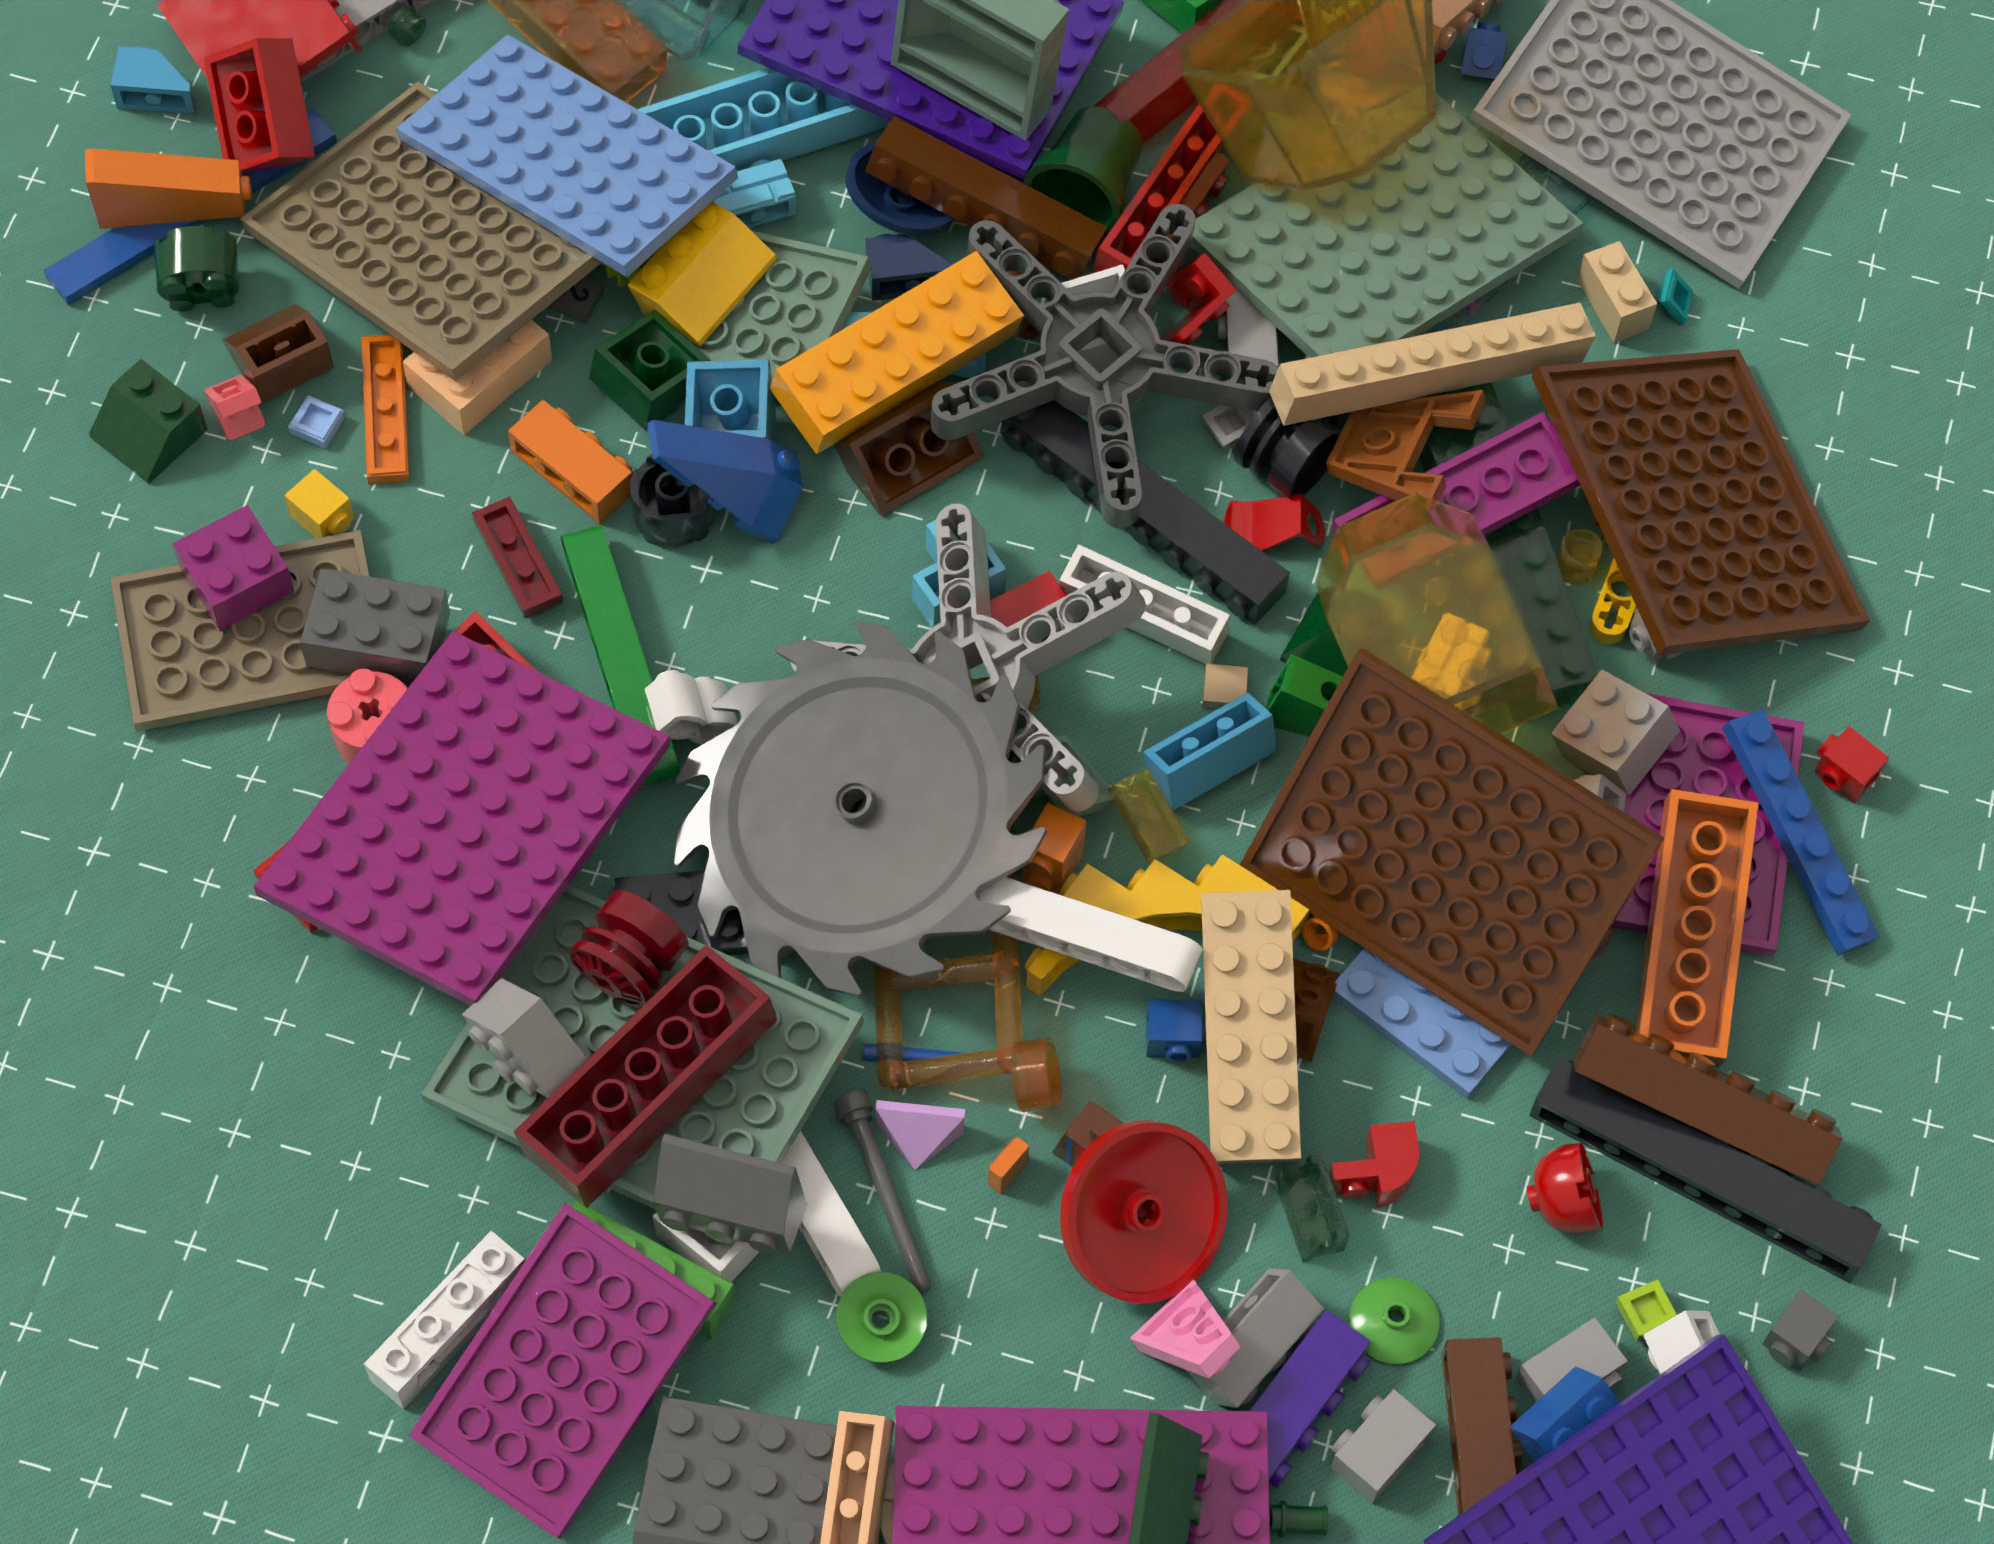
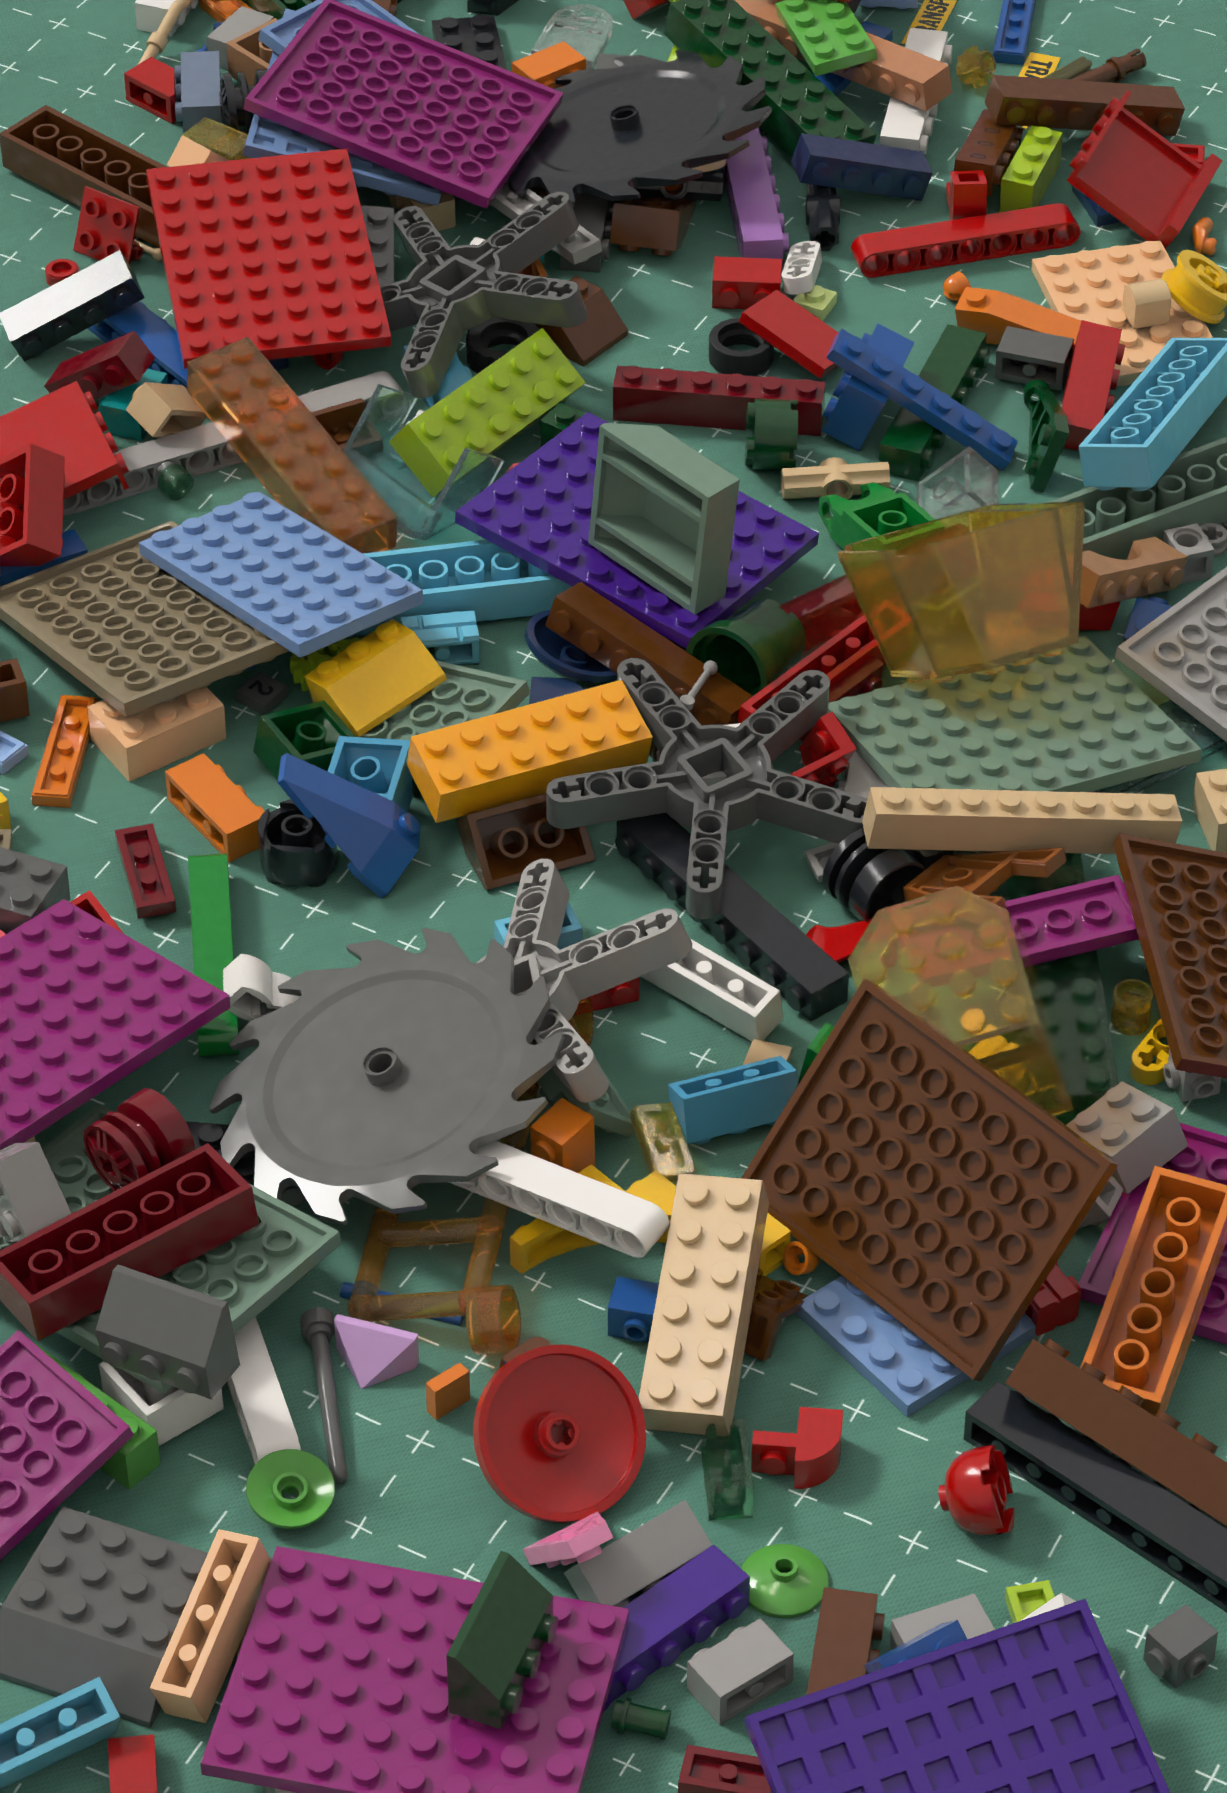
camera: 15 degrees right, 20 degrees down
(1043, 253) = (709, 668): none -> light grey hinge

